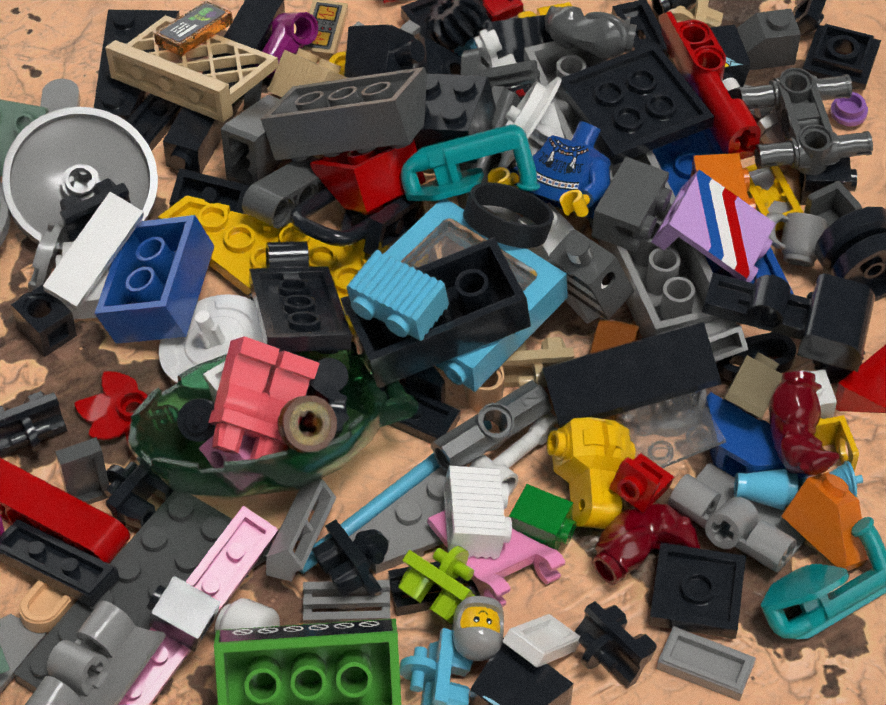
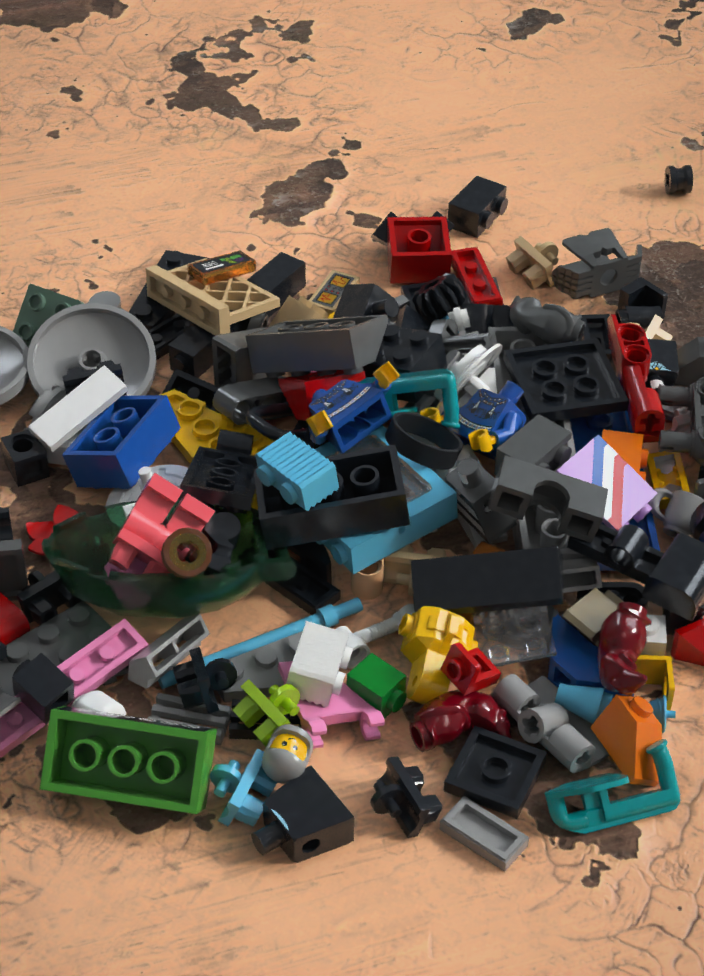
camera: 15 degrees right, 10 degrees down
(194, 420) = (102, 541): black wheel -> none
(284, 37) = (296, 288): magenta piece -> none
(419, 196) = (351, 410): none -> blue torso
(510, 414) = (378, 596): dark grey piece -> none
(542, 640) = (340, 777): white tile -> none
(705, 263) = (574, 501): none -> dark grey arch

